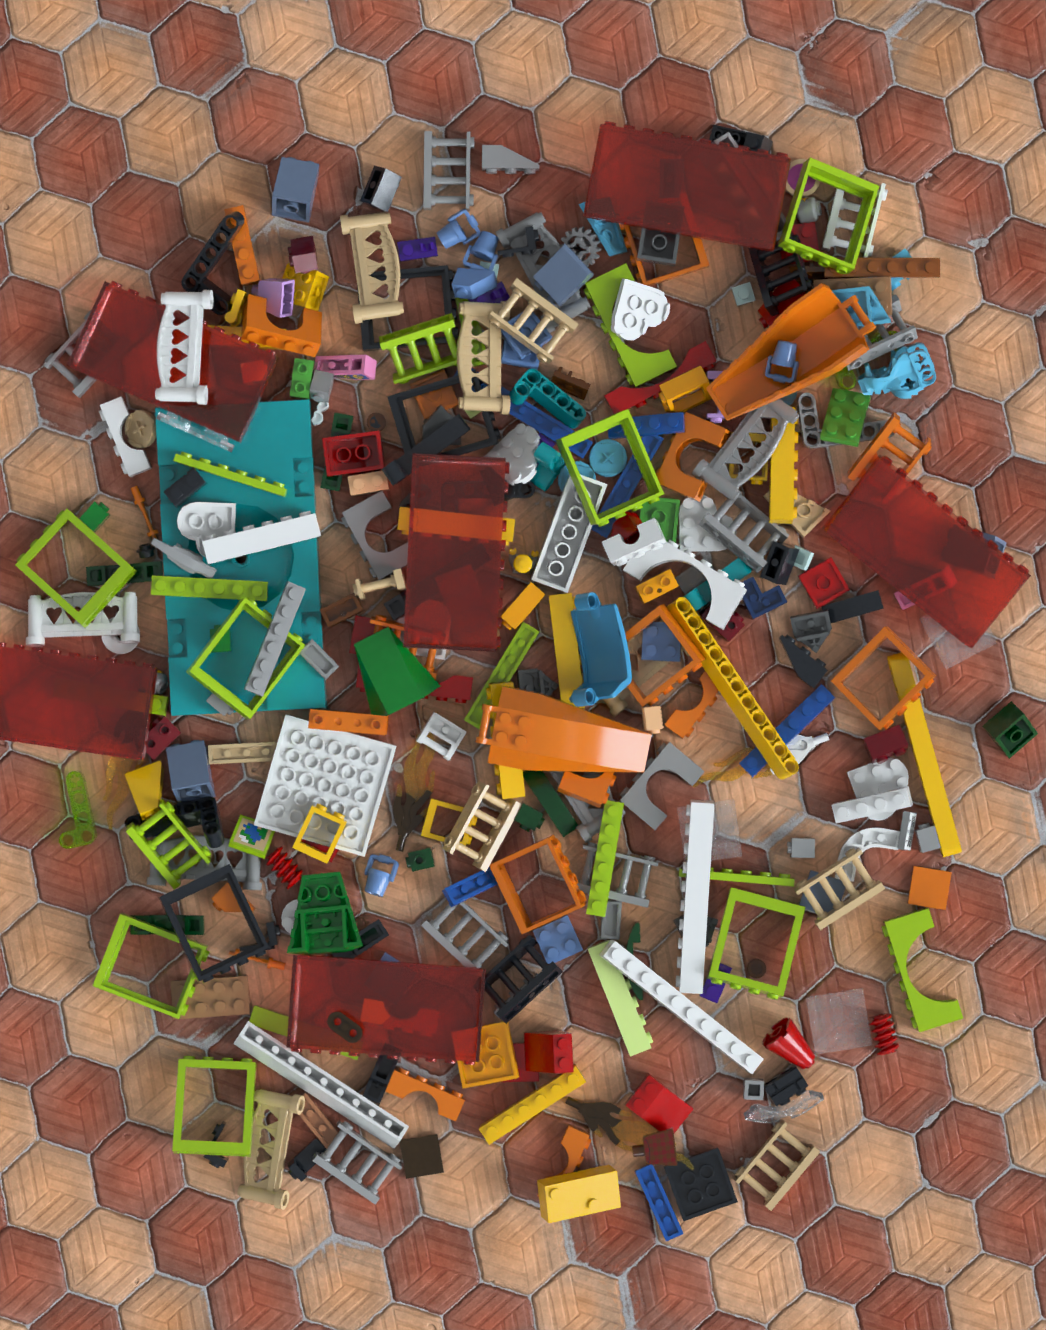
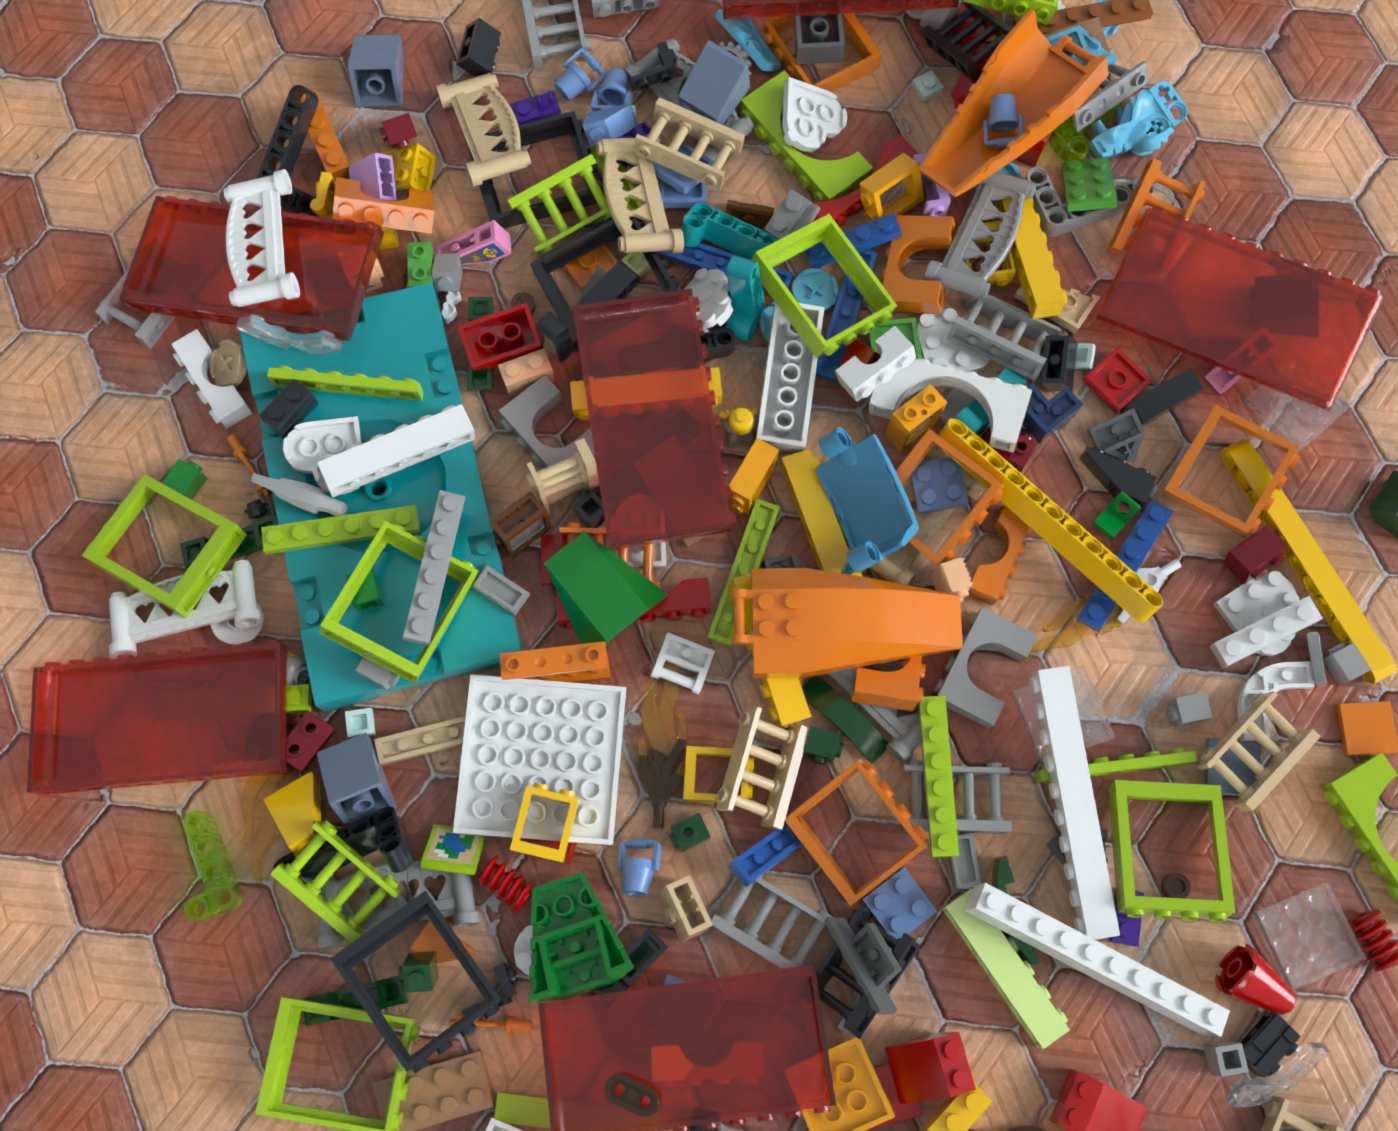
camera: 15 degrees left, 15 degrees down
(199, 730) = (360, 722): none -> light aqua plate
(215, 916) = (419, 972): none -> dark green brick
(406, 912) = (685, 909): none -> tan brick
(522, 974) = (869, 960): none -> dark grey bracket
(601, 399) = (792, 215): none -> light grey plate
(788, 692) = (1112, 519): none -> green bracket

